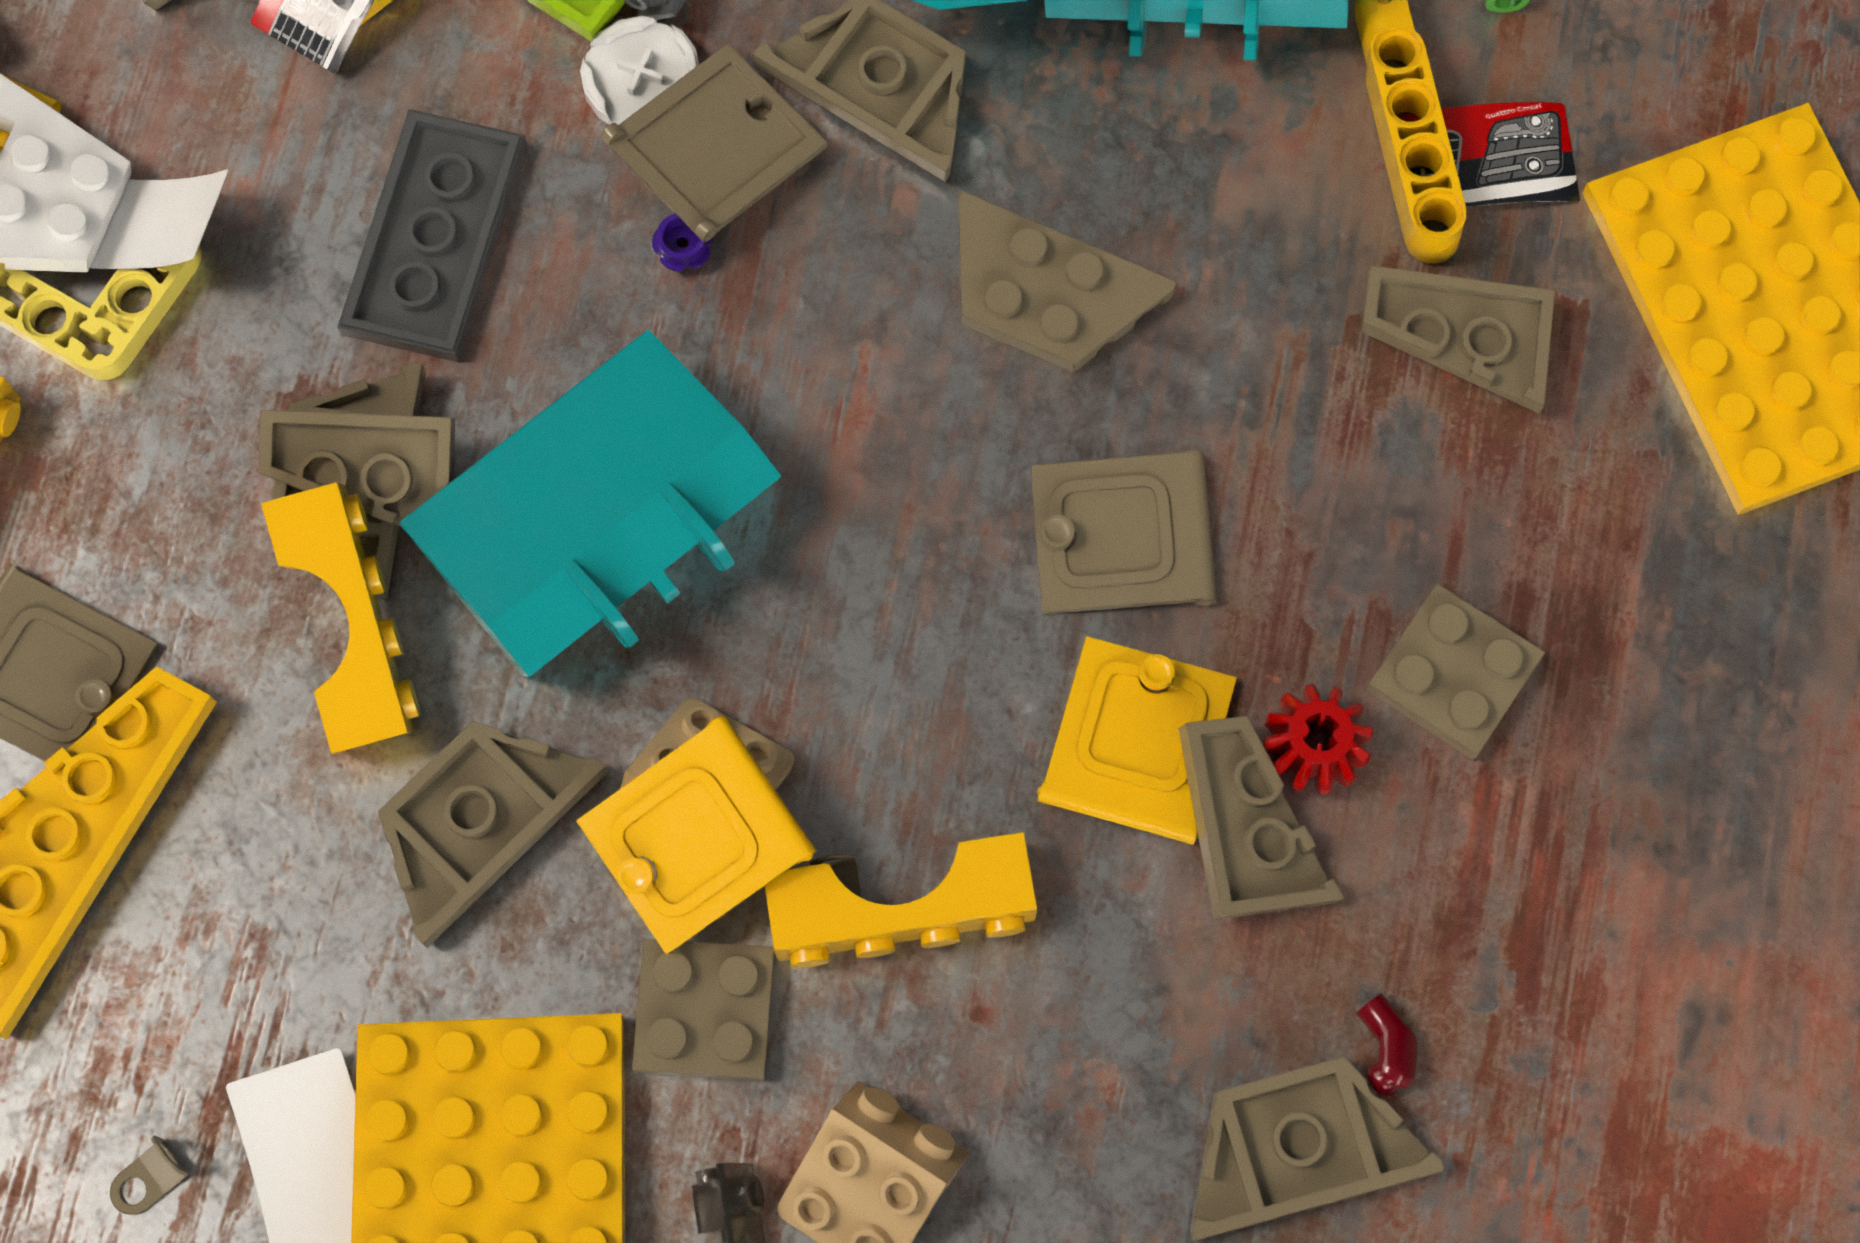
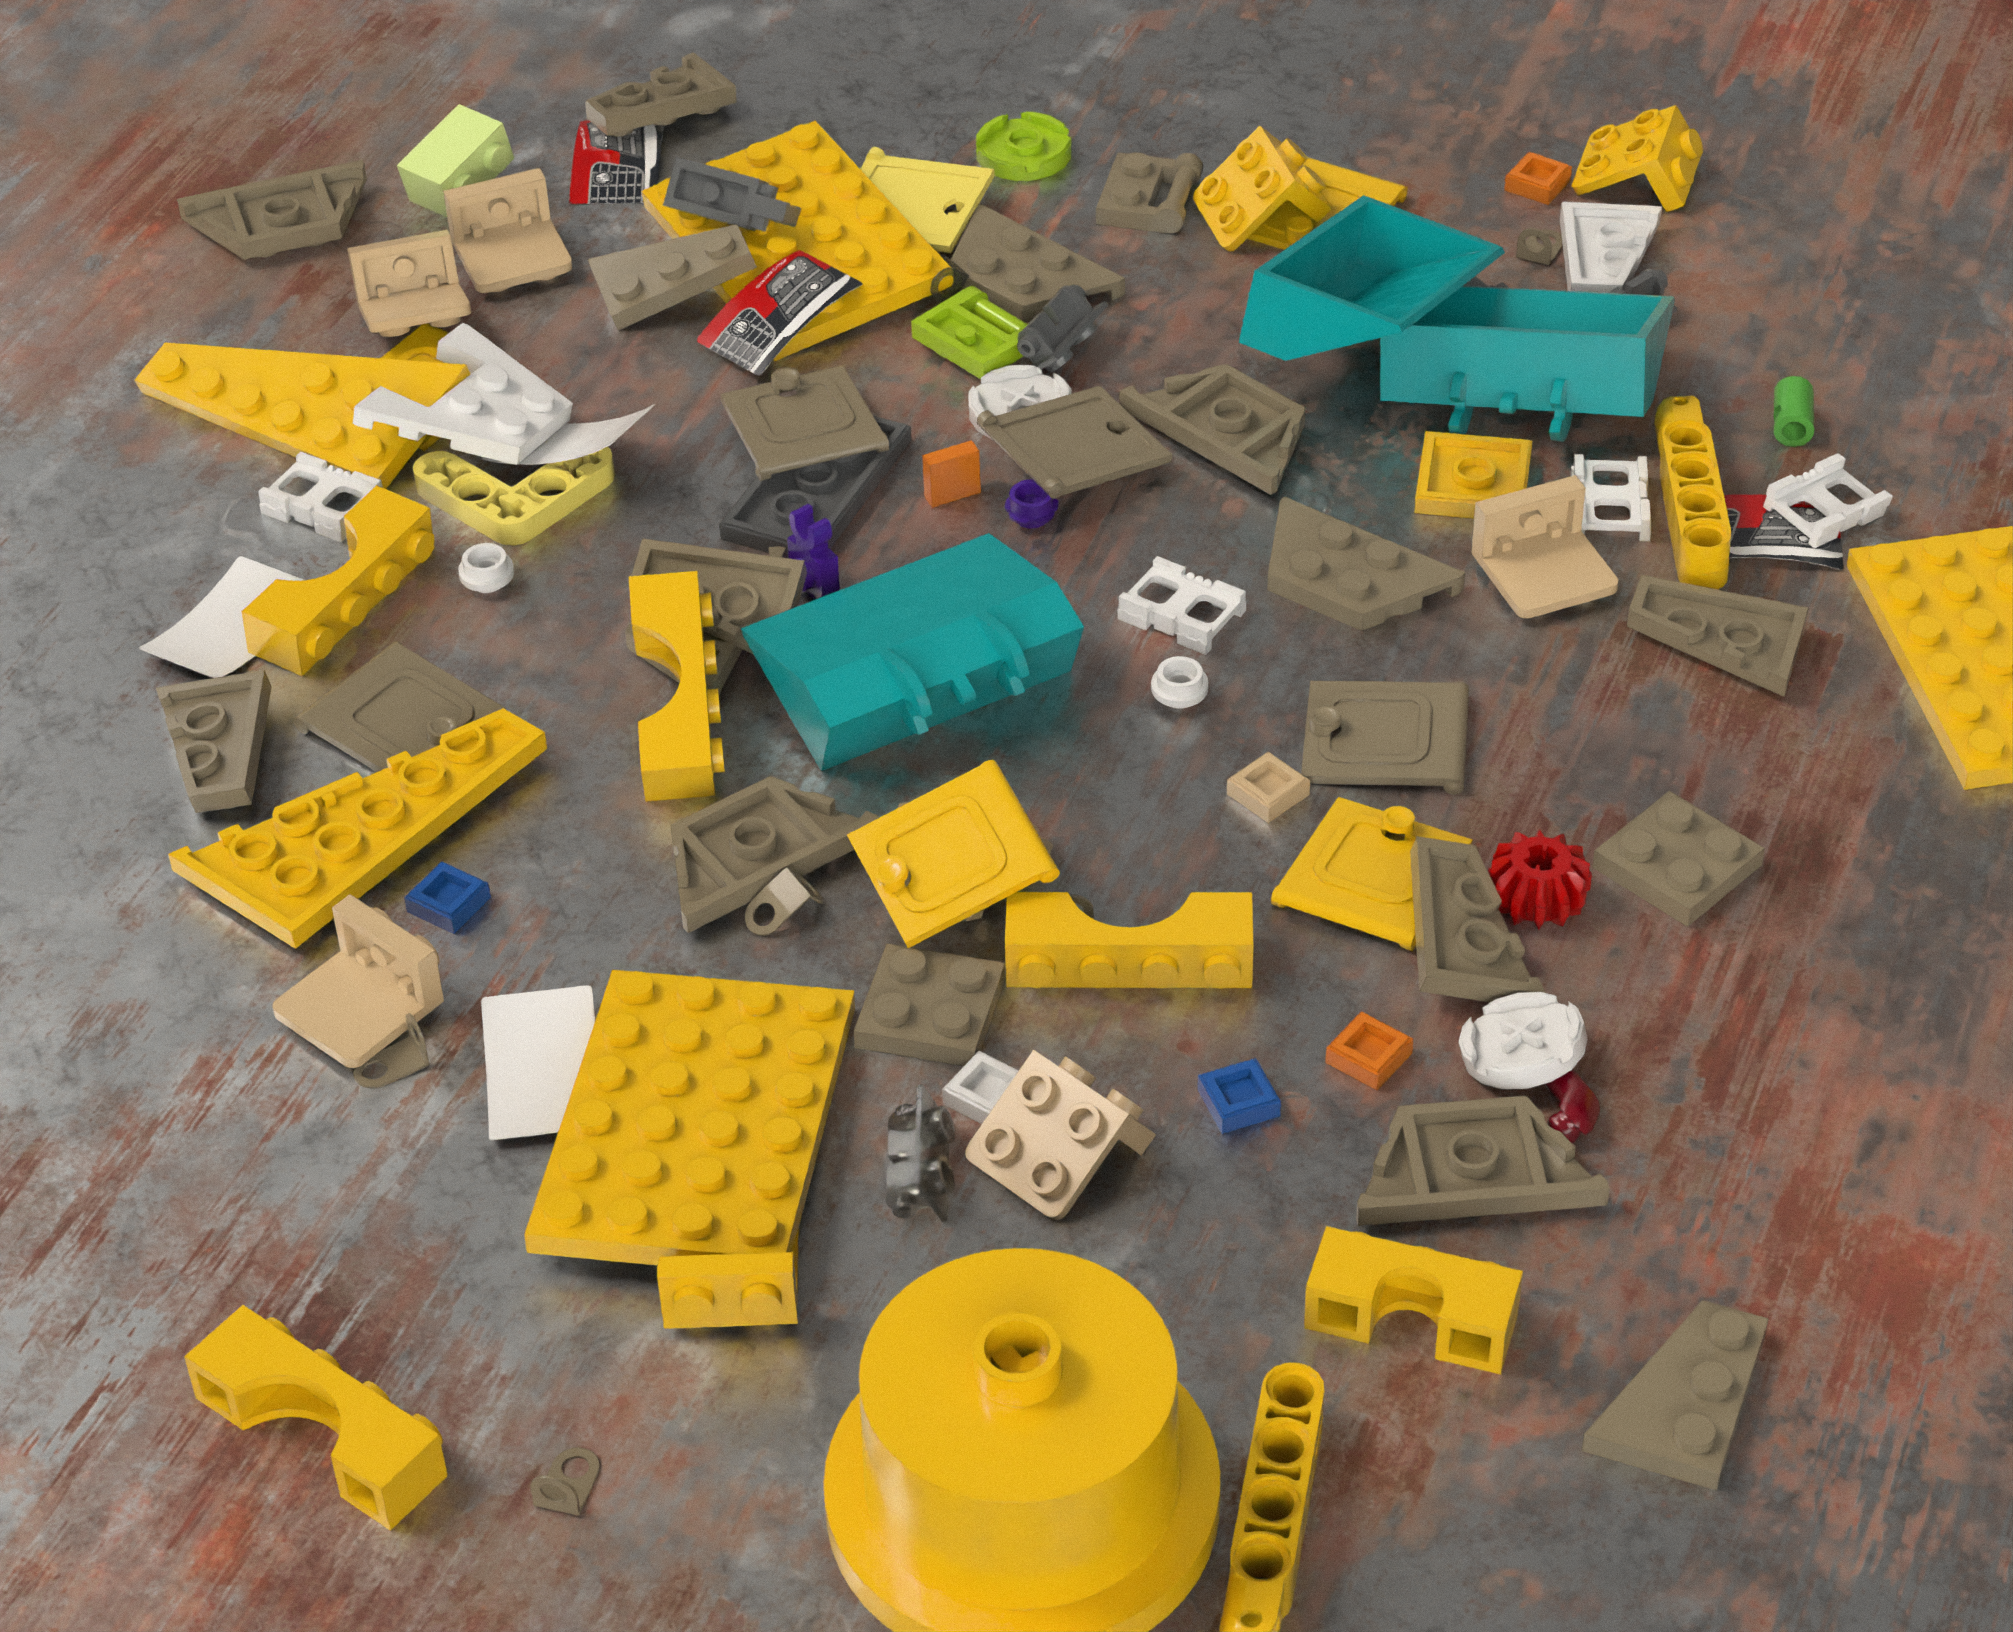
camera: 10 degrees right, 30 degrees down
(80, 422) = (485, 568): none -> white plate
(92, 1107) = (366, 989): none -> tan bracket
(155, 937) = (447, 897): none -> blue tile
(408, 160) = (803, 429): none -> dark tan container
(454, 385) = (811, 545): none -> dark purple plate
(524, 887) = (786, 895): none -> dark tan piece
(585, 212) = (951, 473): none -> orange tile
(784, 1119) = (978, 1086): none -> white tile
(865, 390) = (1172, 615): none -> white piece
(888, 481) = (1179, 682): none -> white plate
(1009, 633) = (1268, 787): none -> tan tile
(1046, 1083) = (1239, 1096): none -> blue tile
(1164, 119) = (1468, 469): none -> yellow tile
(1171, 998) = (1369, 1050): none -> orange tile
(1259, 245) = (1536, 549): none -> tan bracket
(1299, 133) = (1631, 495): none -> white piece
(1329, 972) = (1523, 1041): none -> white tile
(1539, 98) = (1813, 489): none -> white piece

